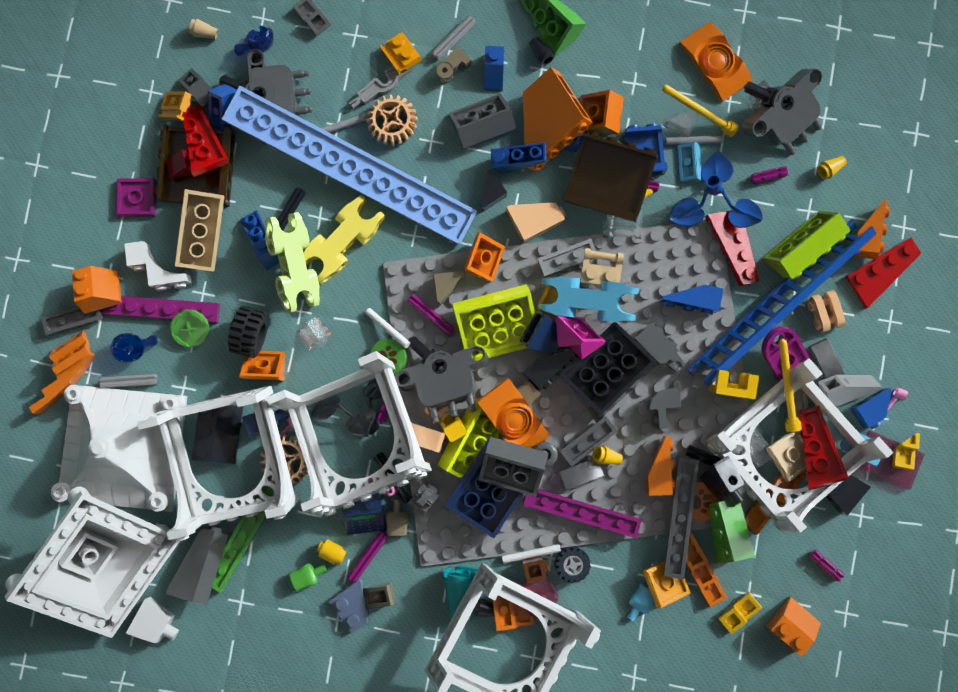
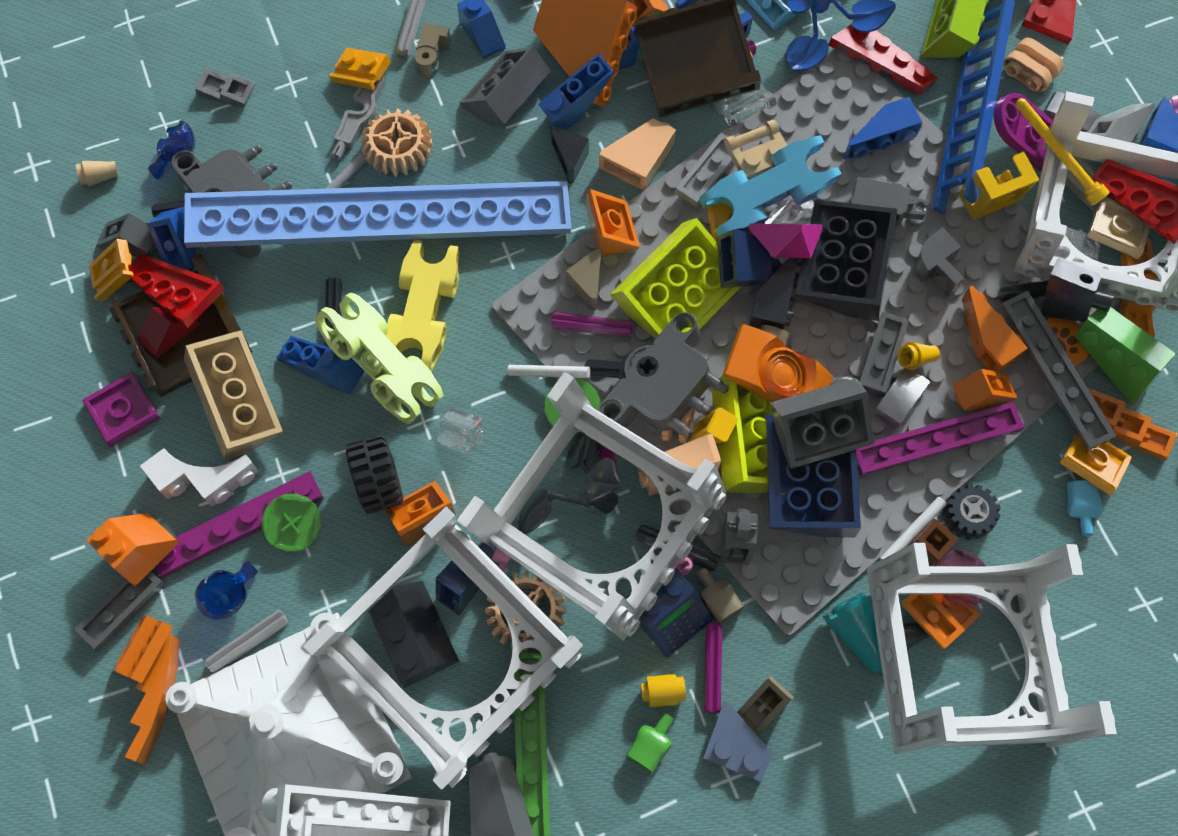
camera: 35 degrees left, 15 degrees down
(630, 502) = (983, 390): none -> orange slope

